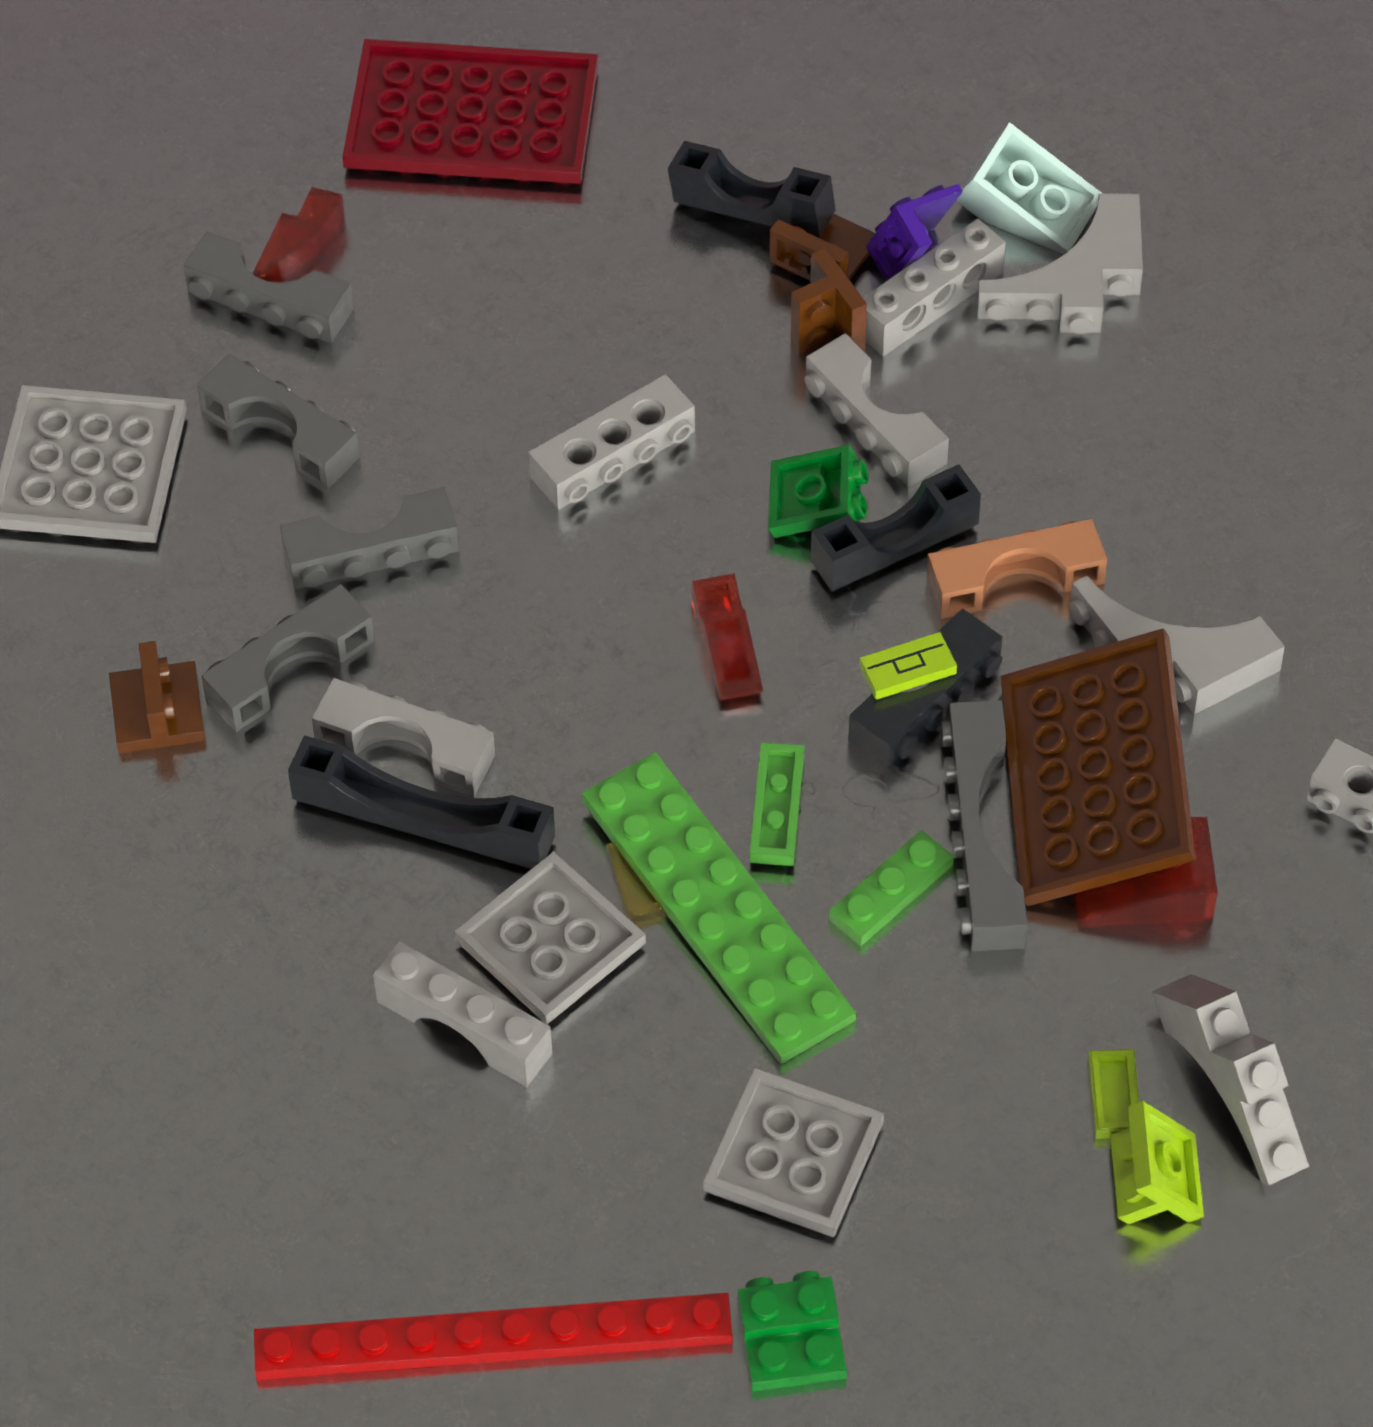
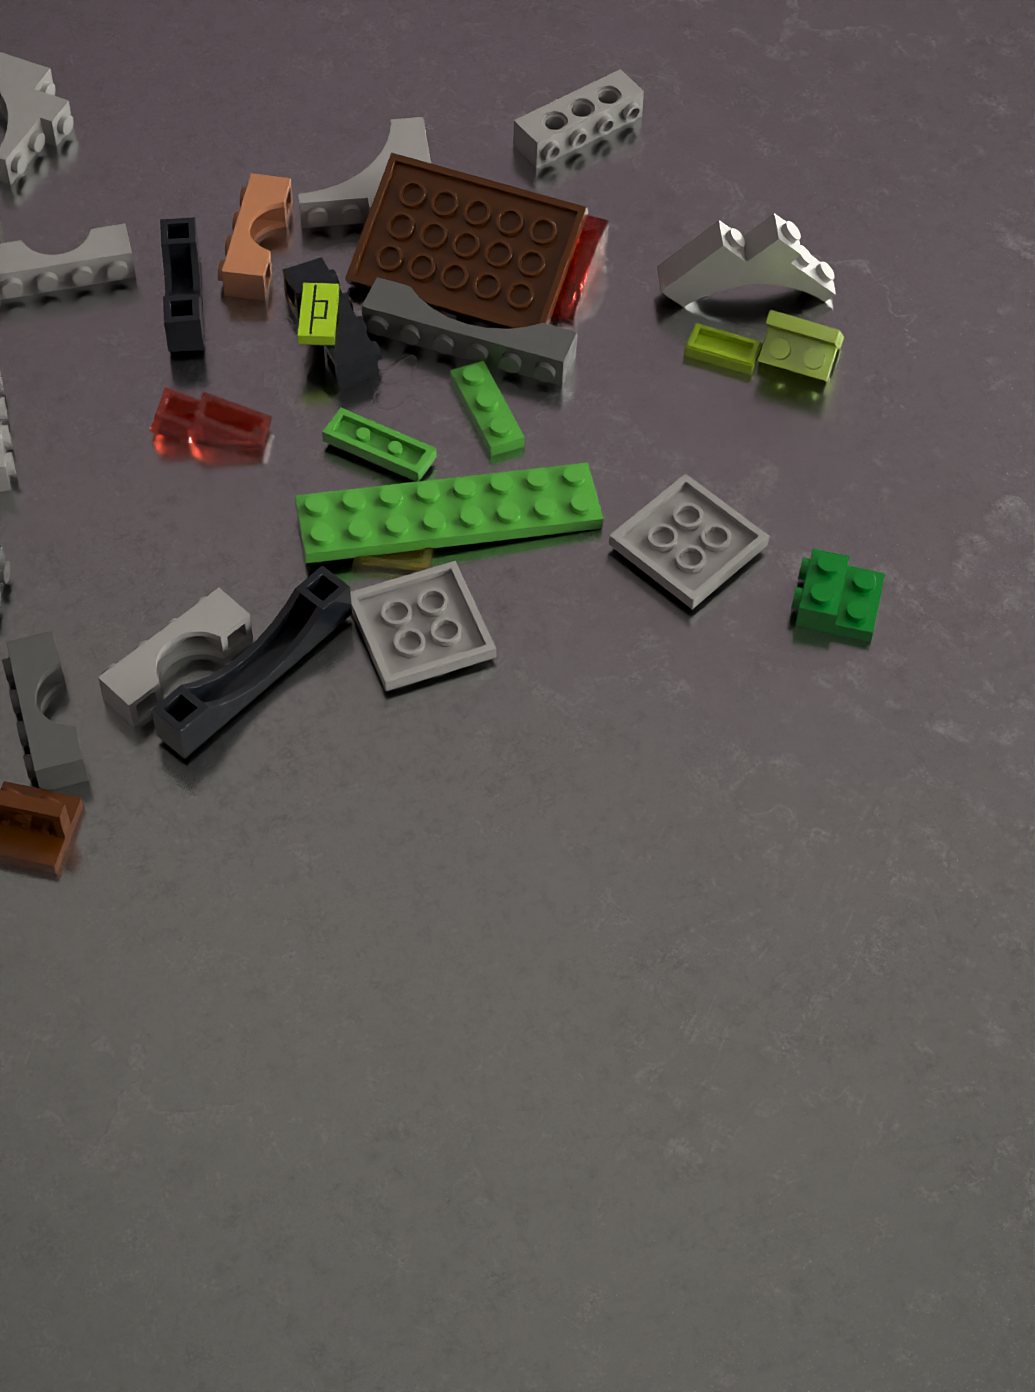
camera: 70 degrees left, 0 degrees up
(492, 1336) = (756, 795): red plate -> none
(501, 1032) = (431, 718): light grey arch -> none
(816, 490) = (115, 320): green plate -> none

